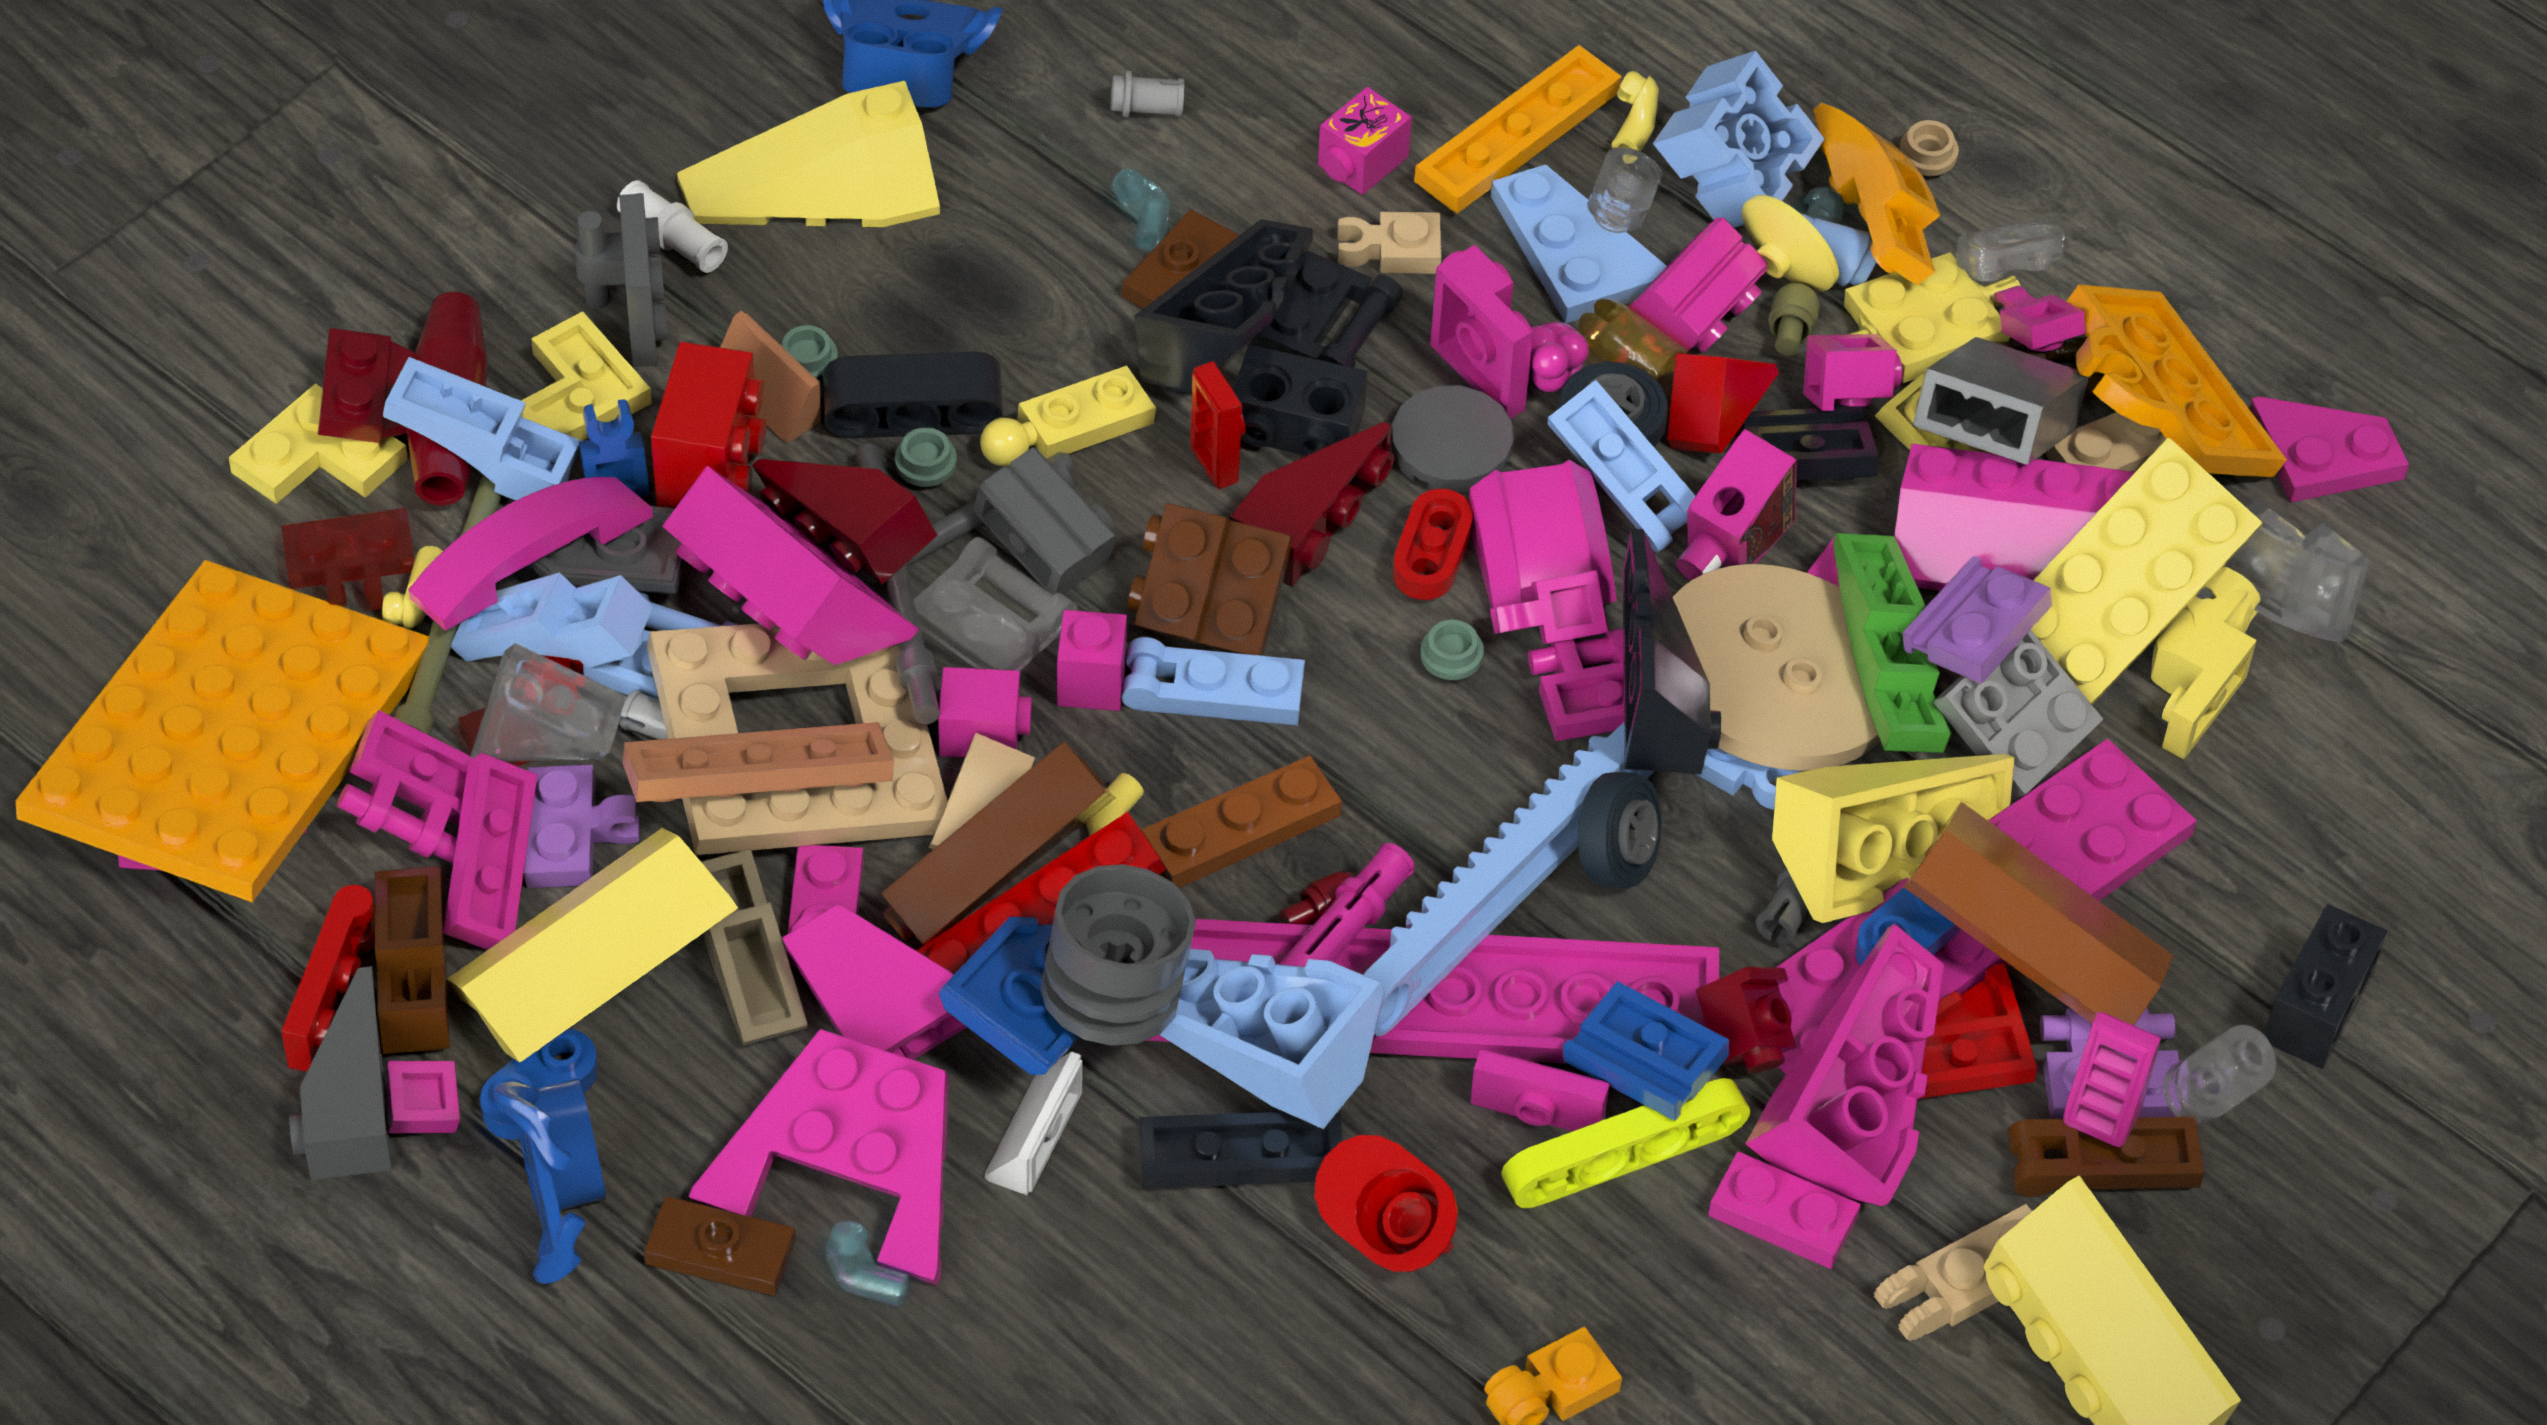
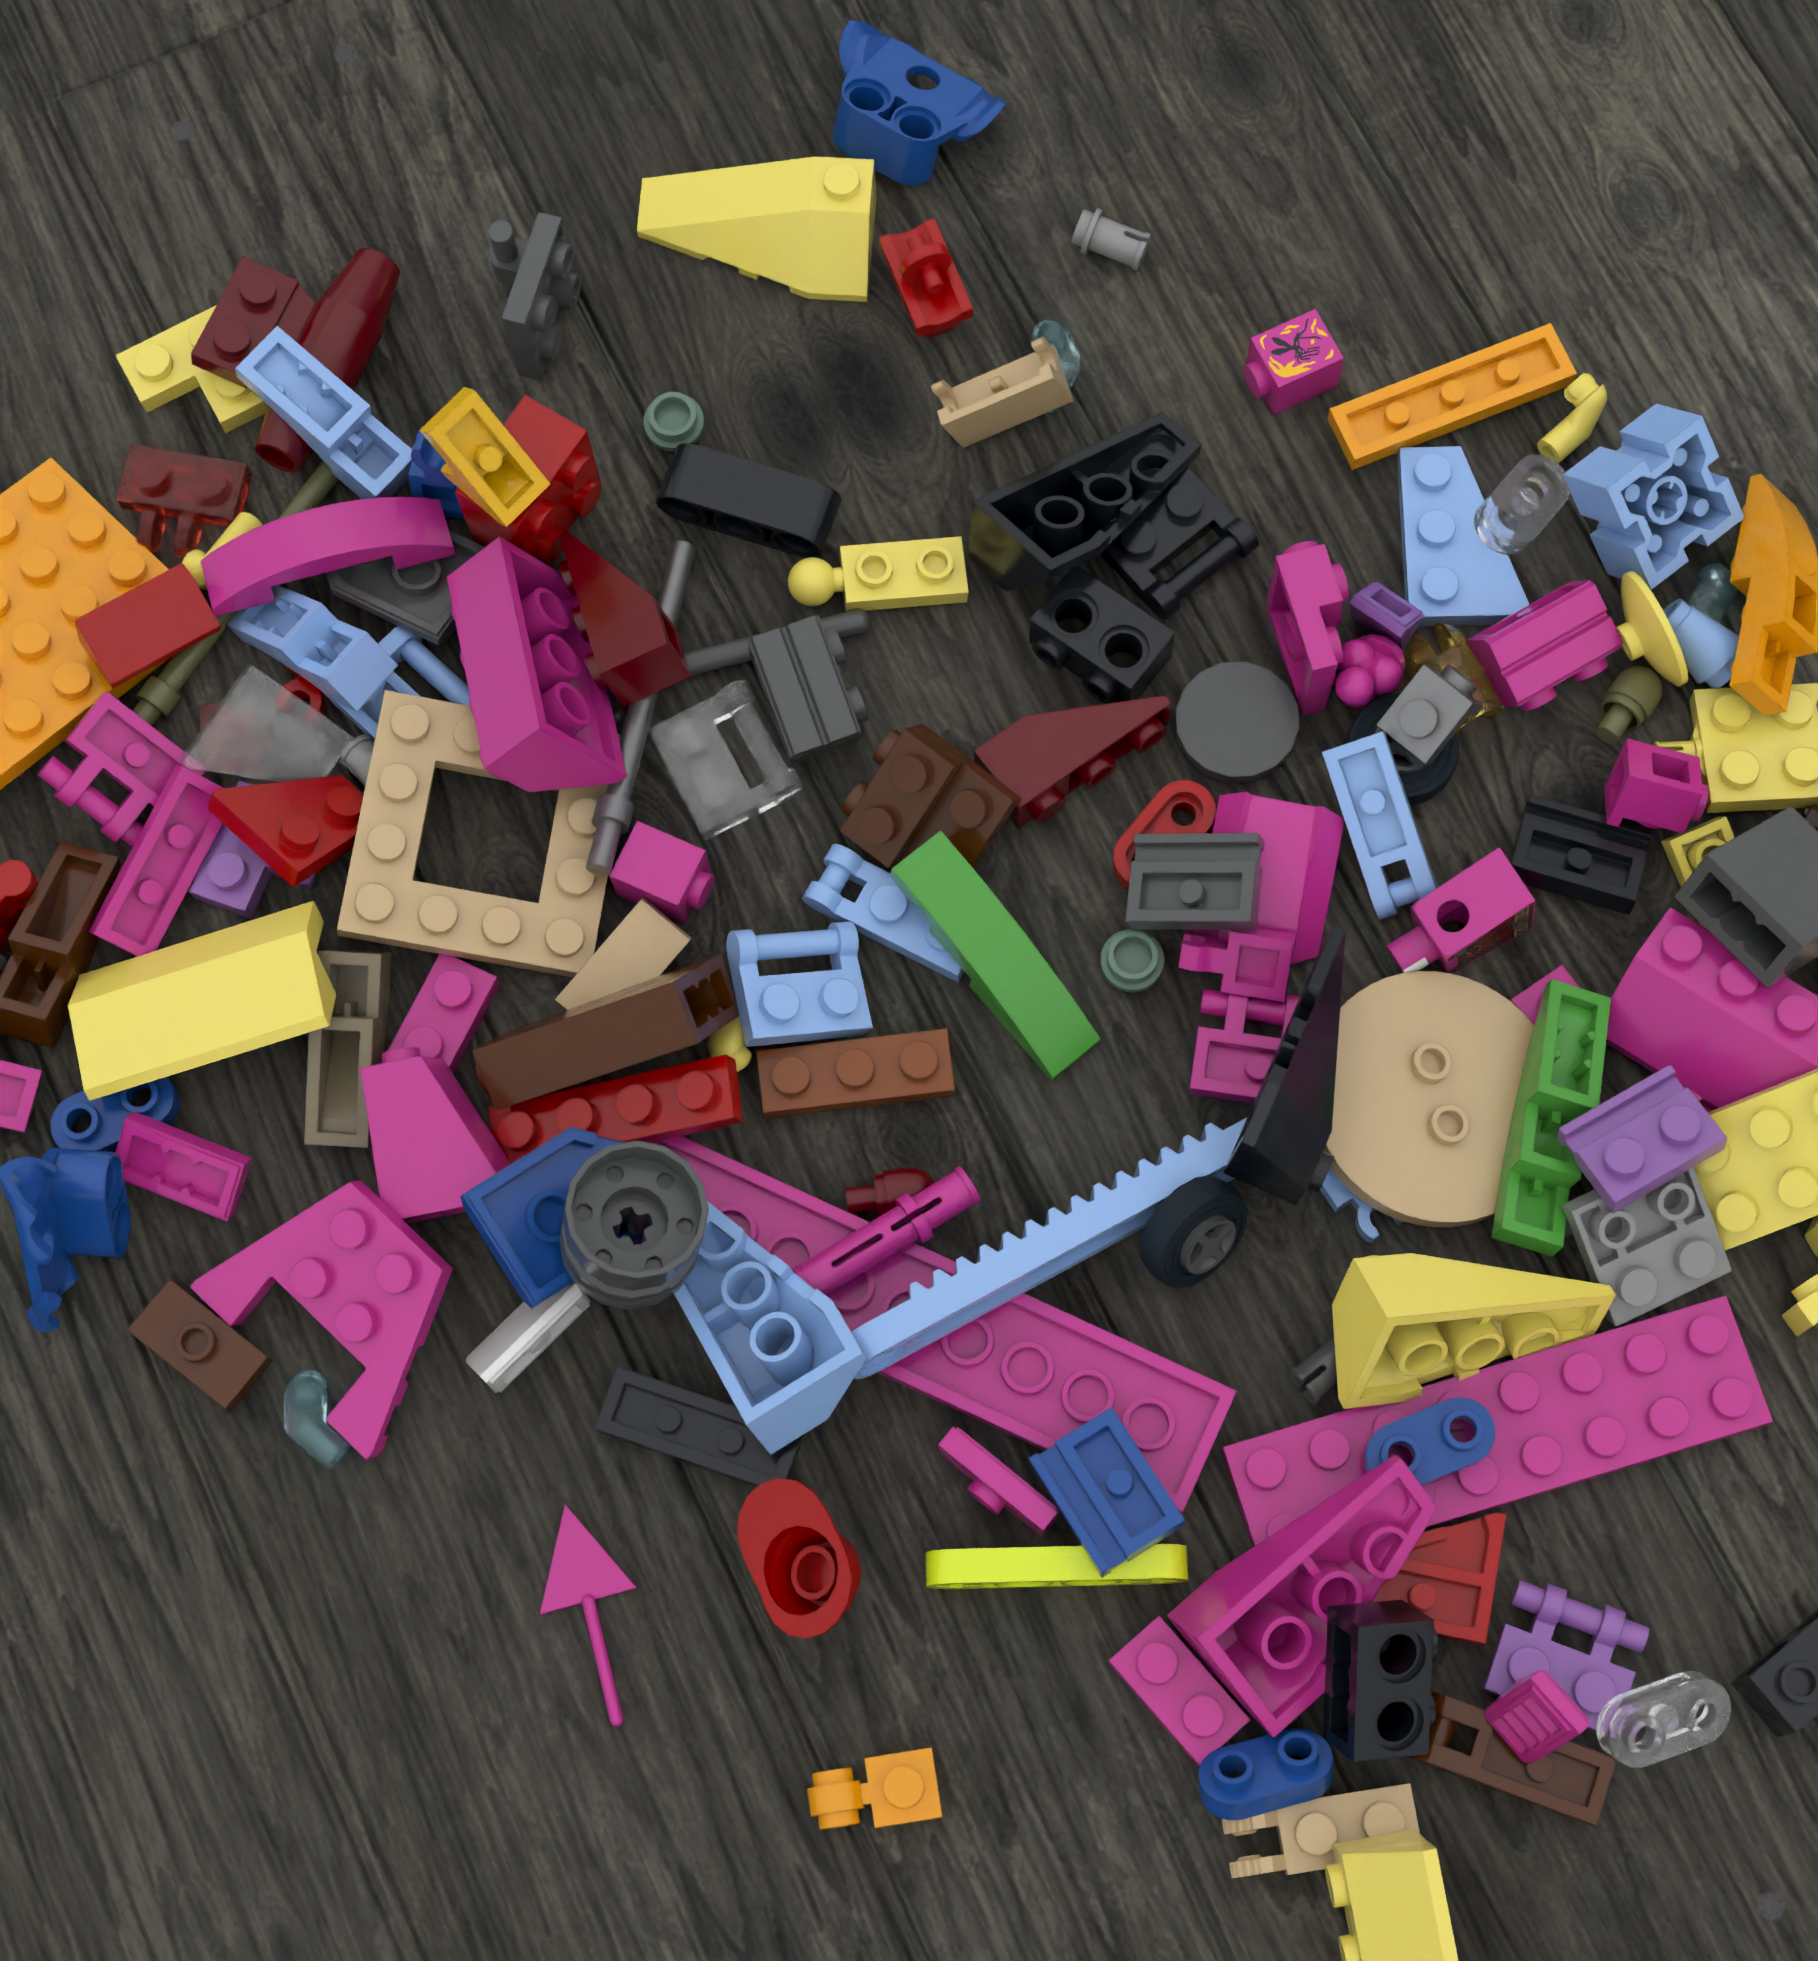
camera: 30 degrees right, 20 degrees up
(385, 652) = (146, 625): none -> red slope
(586, 374) = (464, 358): light yellow plate -> none
(591, 773) = (293, 823): none -> red wing
(639, 1096) = (182, 1166): none -> dark pink plate
(676, 389) = (484, 457): none -> yellow slope
(680, 230) = (609, 238): white pin -> none
(757, 762) = (413, 873): nougat plate -> none
(790, 391) = (623, 438): nougat slope -> none
(925, 457) = (734, 573): sand green plate -> none
(996, 169) = (926, 279): none -> red hips
(1091, 660) = (784, 853): dark pink brick -> none
(1114, 239) = (1004, 395): none -> tan hinge
(1161, 775) = (799, 1004): none -> light blue plate
(1176, 256) = (1061, 432): reddish brown plate -> none
(1188, 1311) = (580, 1575): none -> dark pink piece
(1216, 425) = (1006, 642): red plate -> none
(1342, 682) = (996, 955): none -> bright green slope
(1401, 242) = (1285, 486): tan plate -> none
(1484, 554) = (1195, 881): none -> dark grey plate
(1546, 306) = (1385, 613): none -> medium lavender slope
(1629, 357) = (1430, 711): none -> flat silver bracket
(1713, 399) = (1508, 770): red slope -> none
(1751, 1015) = (1225, 1487): dark red brick -> none
(1895, 1237) = (1268, 1774): none -> blue plate
(1959, 1115) = (1364, 1682): none -> black brick
(2038, 920) = (1556, 1497): dark orange slope -> none

